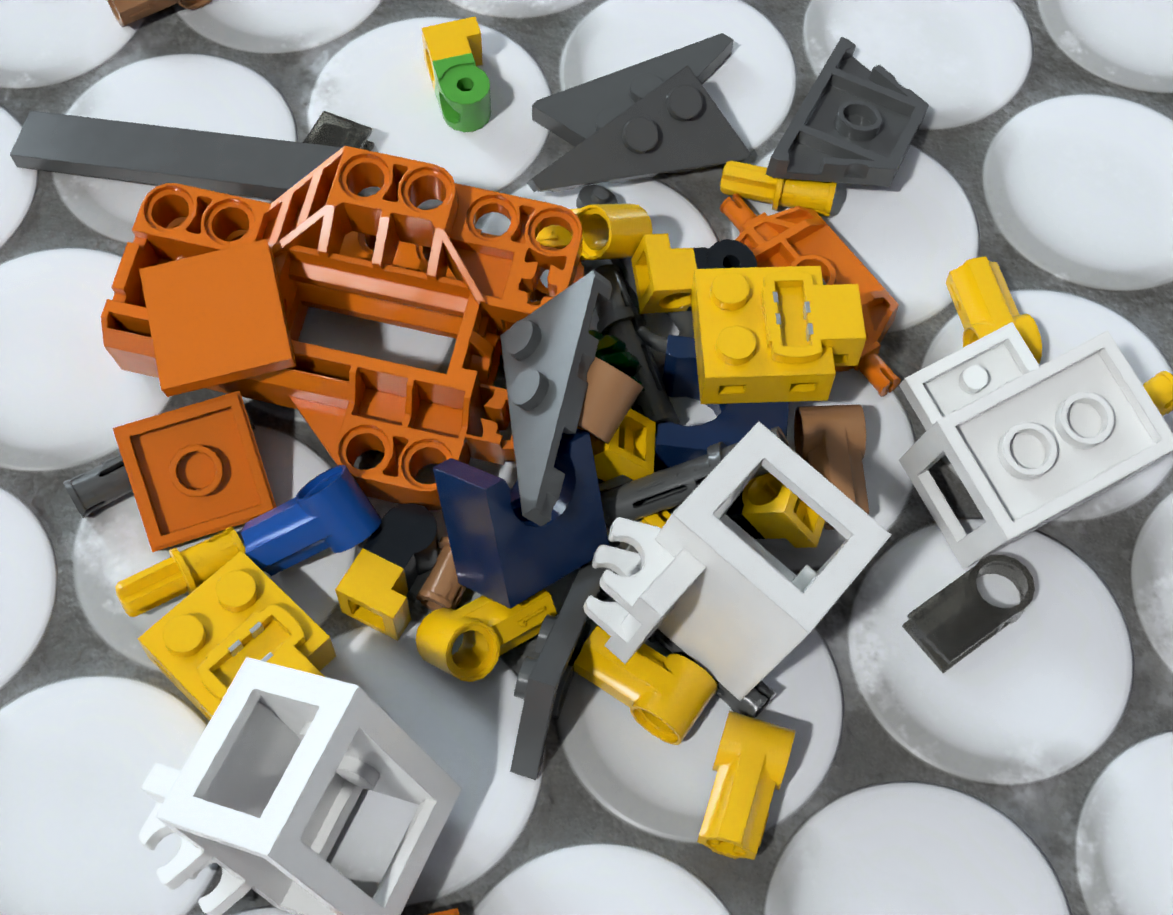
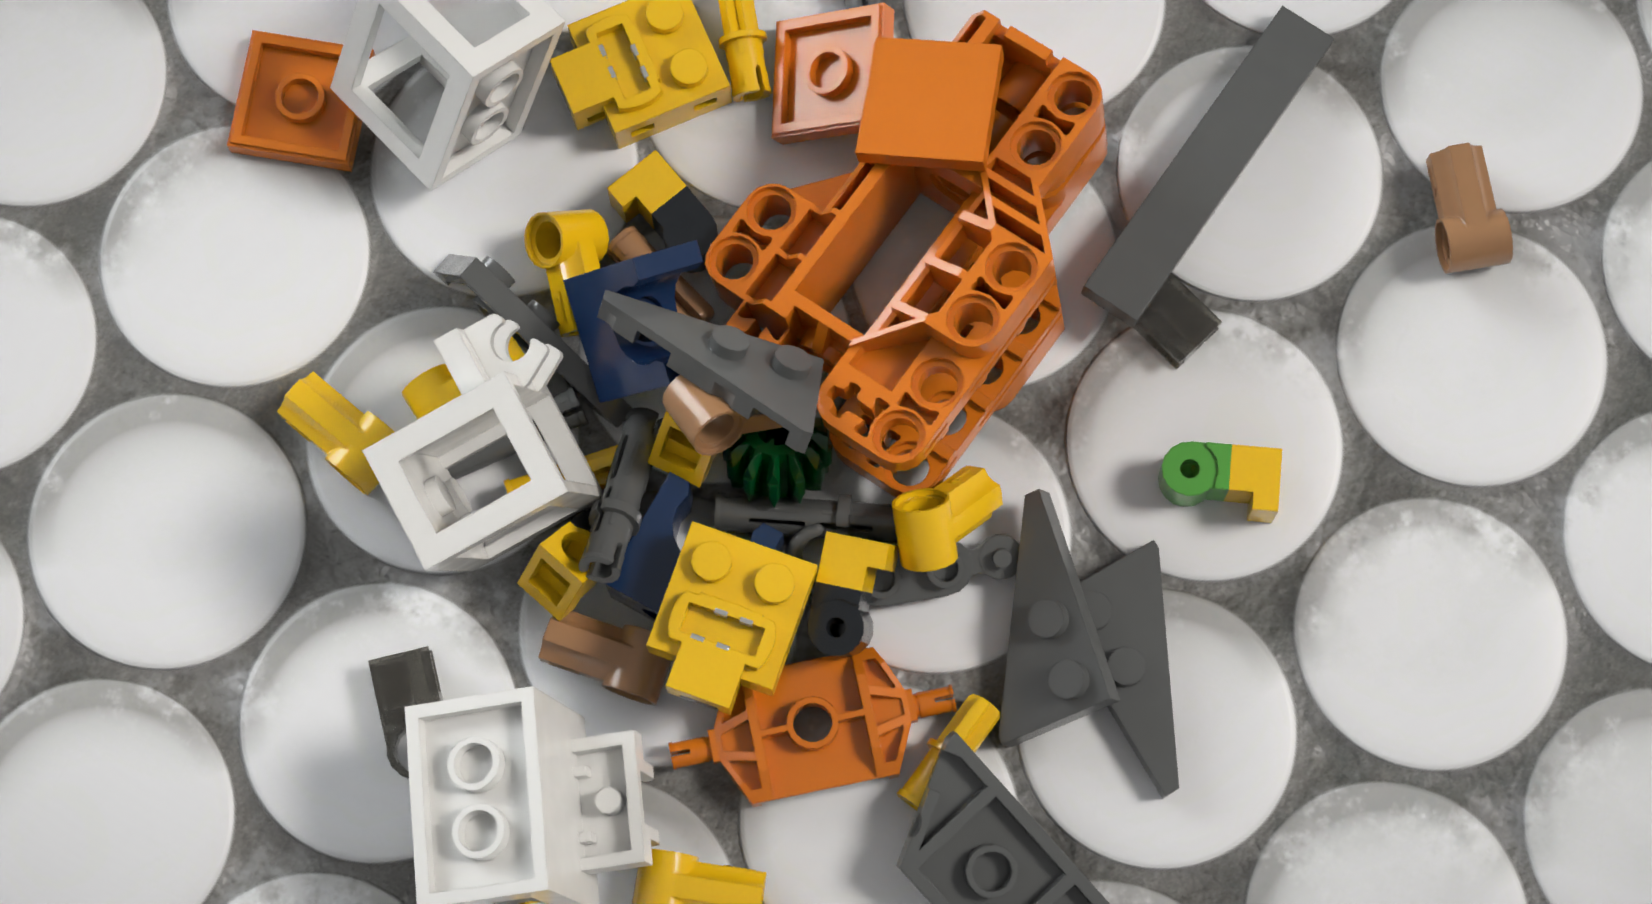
camera: 115 degrees right, 15 degrees up
(323, 515) = (731, 154): blue piece -> none

